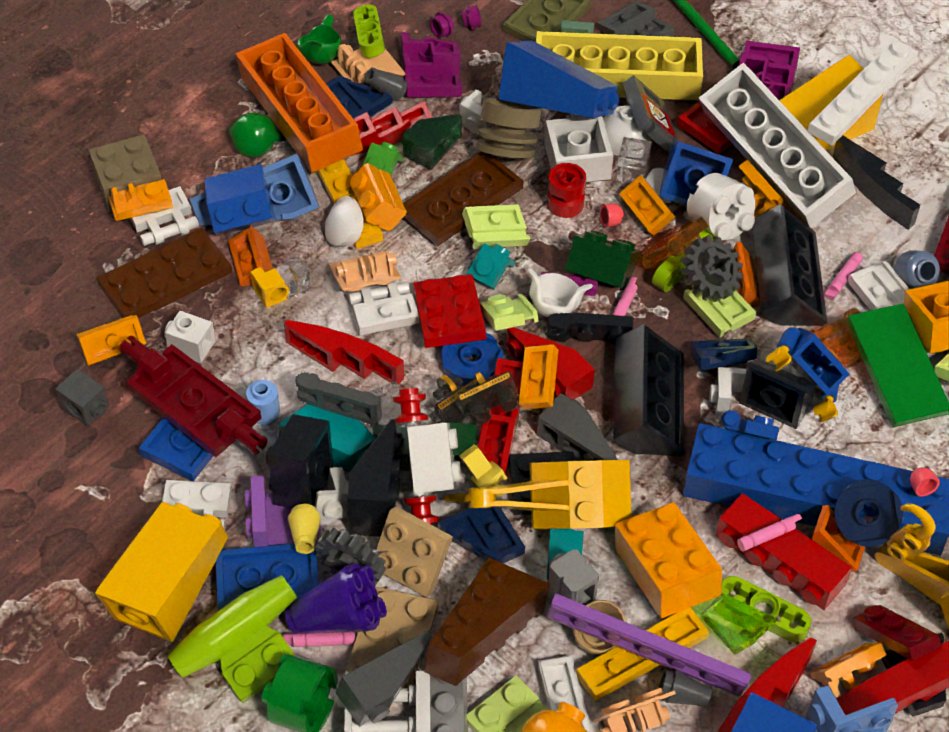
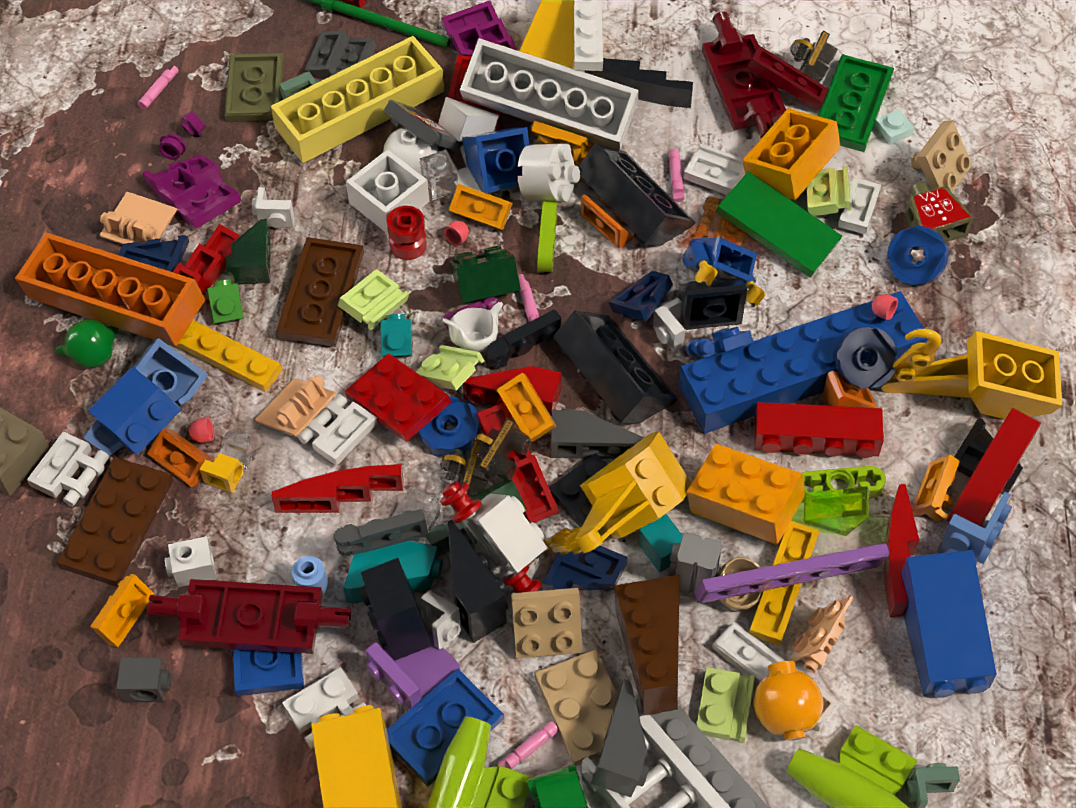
camera: 35 degrees left, 5 degrees up
(140, 200) = (39, 466): light orange plate -> none
(282, 247) = (202, 430): none -> coral hinge
(304, 526) = (441, 661): light yellow cone -> none
(321, 43) = (79, 222): green hair -> none
(339, 604) = (530, 709): dark purple cone -> none
(342, 550) = (504, 662): dark grey gear -> none
(344, 222) = (240, 374): white hat -> none
(369, 31) = (115, 196): lime beam -> none
(377, 197) = (253, 334): light orange brick -> none
(386, 82) = (172, 226): dark grey cone -> none
(484, 473) = (547, 516): light yellow piece -> none
(508, 134) = (319, 205): dark tan wheel -> none
(549, 81) = (332, 144): blue slope -> none
(672, 243) = (533, 226): clear orange plate -> none
(687, 689) = (836, 588): dark grey cone -> none
(693, 129) = (465, 120): none -> white slope
(710, 253) = (585, 230): dark grey gear -> none
(721, 315) = (605, 257): yellowish green plate -> none
(768, 533) = (805, 421): bright pink wheel -> none
(896, 632) = (955, 438): dark red plate -> none
(917, 268) = (731, 136): sand blue head -> none

